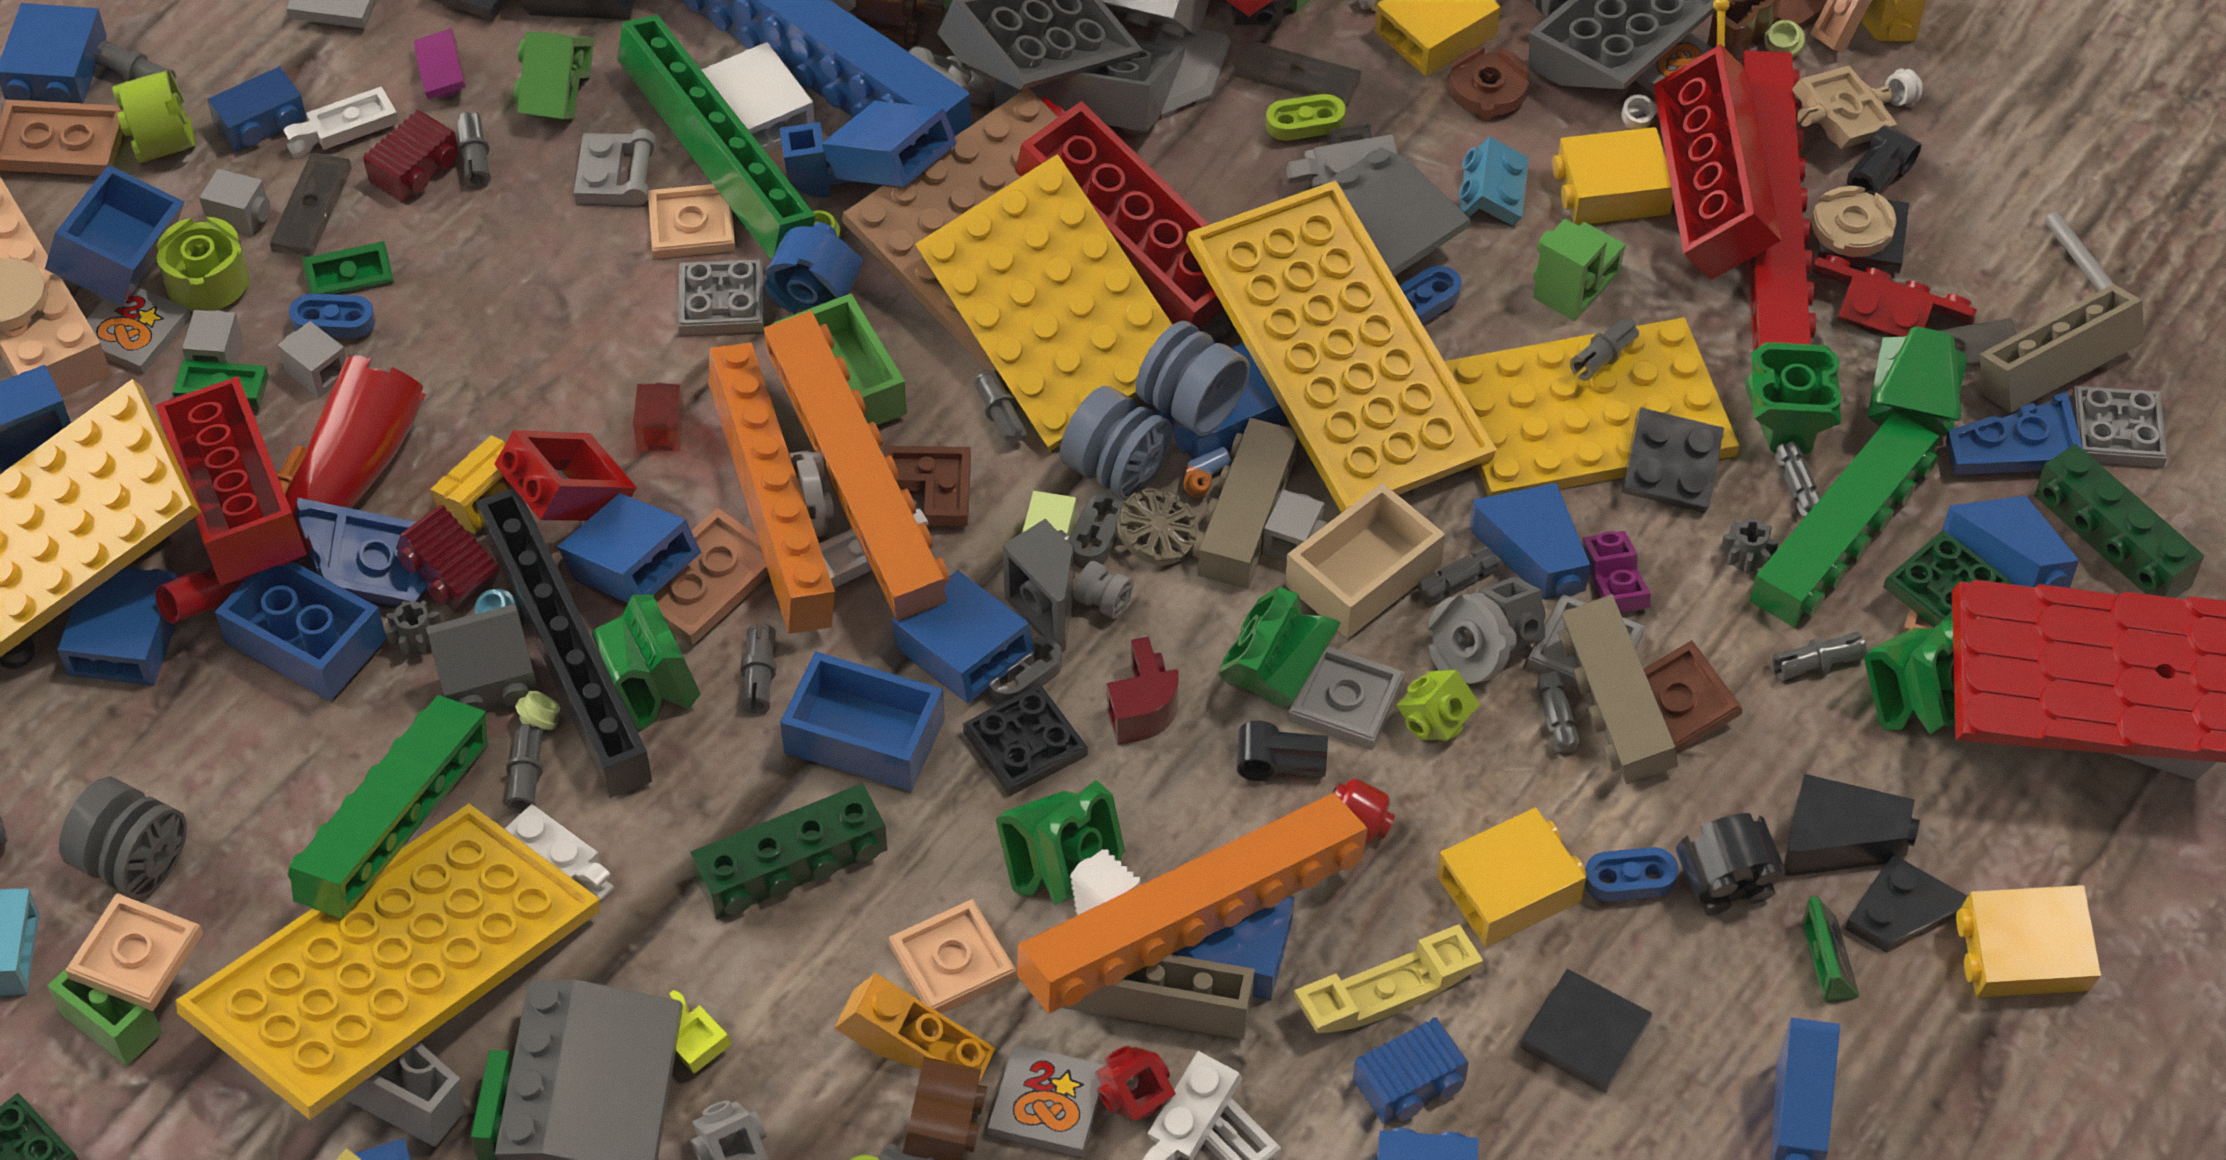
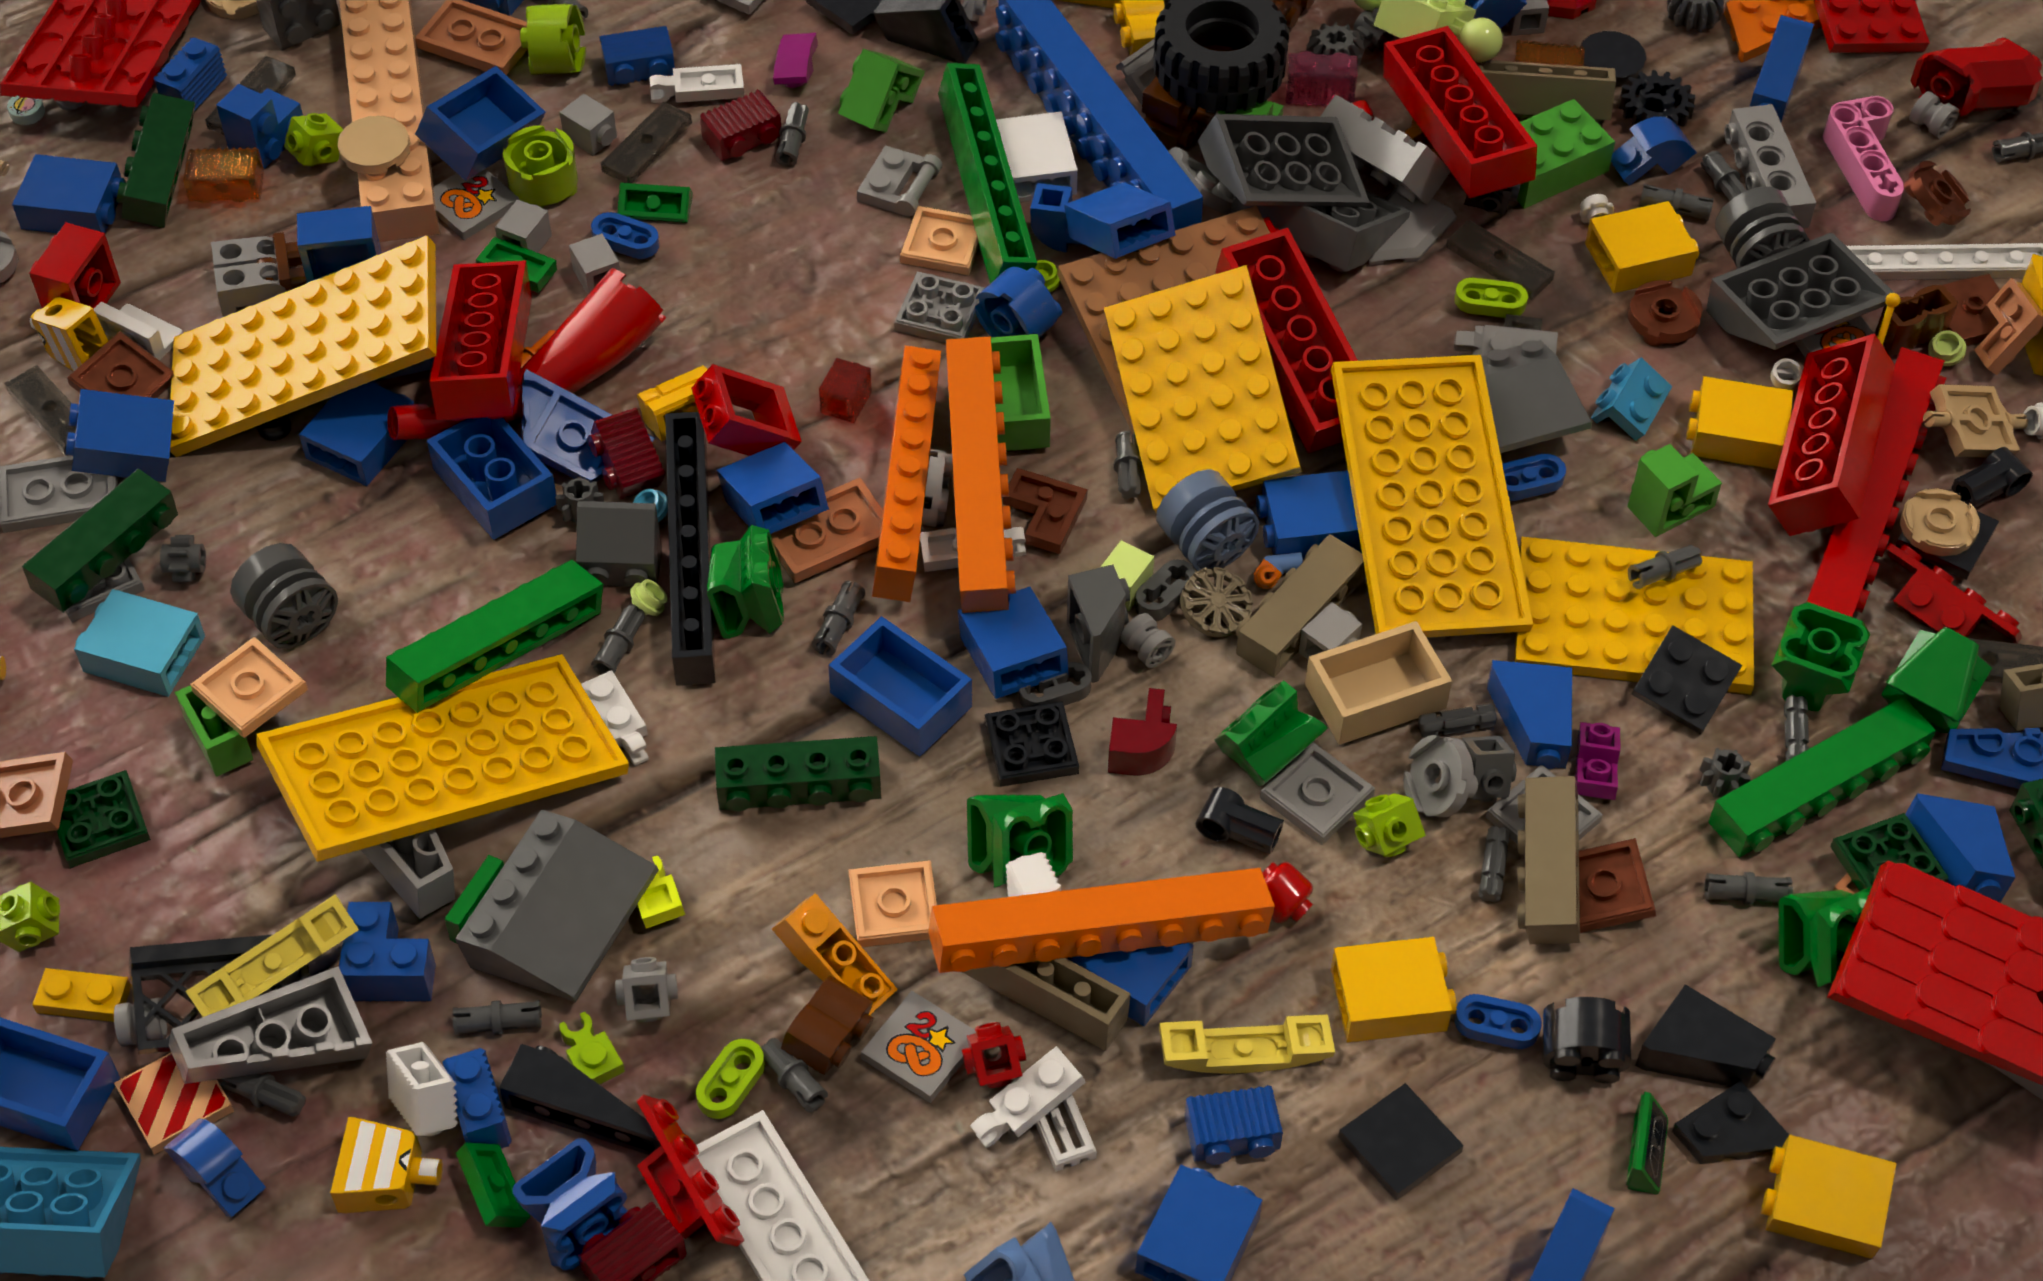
camera: 20 degrees right, 0 degrees up
(1192, 378) = (1287, 485): sand blue wheel -> none

